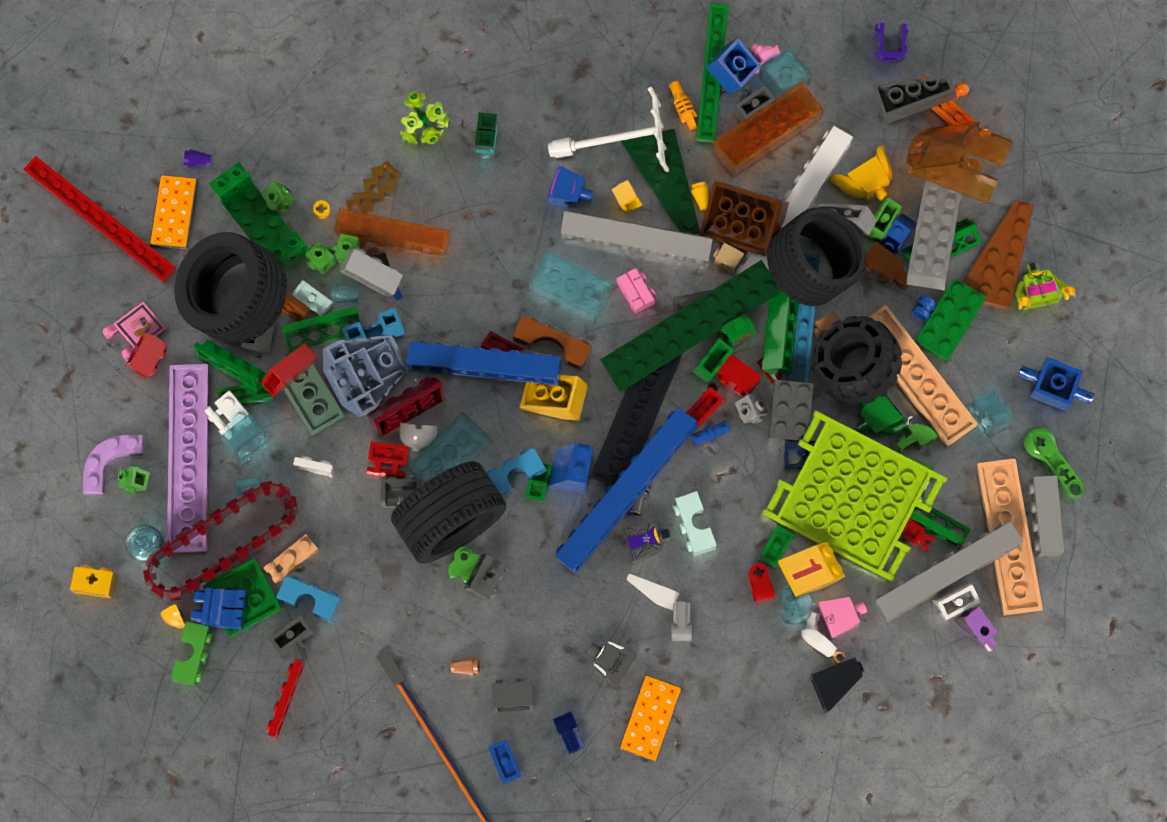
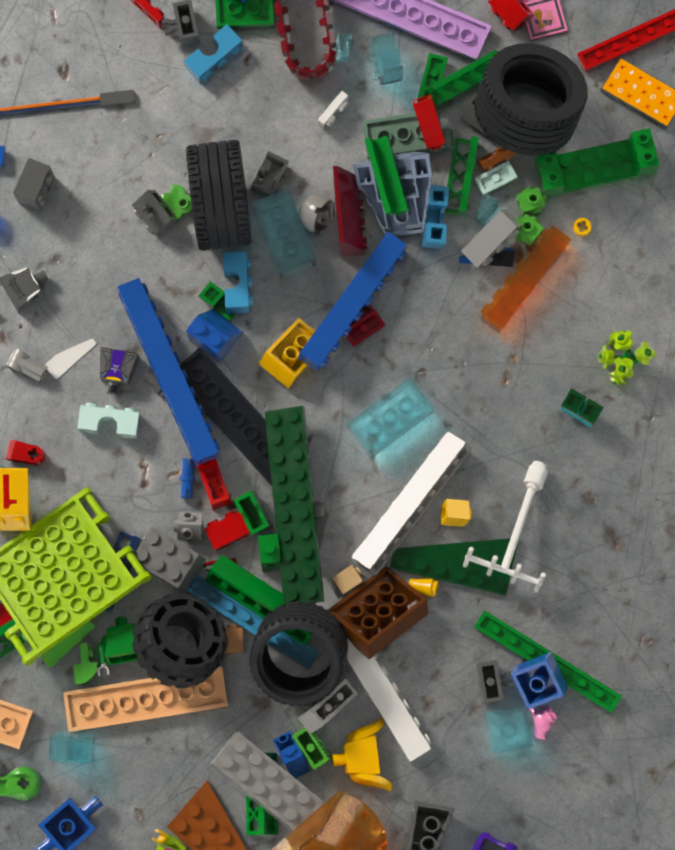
camera: 120 degrees right, 5 degrees up
(231, 408) = (420, 62): white plate -> none
(278, 197) = (610, 189): bright green brick -> none
(291, 558) = (259, 56): light nougat plate -> none
(357, 381) = (387, 175): none -> green fence
(368, 195) = (576, 275): pearl gold piece -> none
(387, 454) = (312, 180): red plate -> none
(466, 666) = (84, 162): nougat cone -> none
(531, 332) = (326, 391): dark orange arch -> none
(568, 189) = (491, 463): blue torso -> none
(636, 291) = (357, 477): bright pink brick -> none
(683, 105) = (525, 616): light orange hinge -> none
(767, 130) = (458, 681): clear orange brick -> none
(776, 546) = (51, 485): green plate -> none
(886, 266) = (268, 726): reddish brown hinge -> none
(923, 308) = (207, 741): blue wheel -> none
(950, 320) = (183, 761): green plate -> none

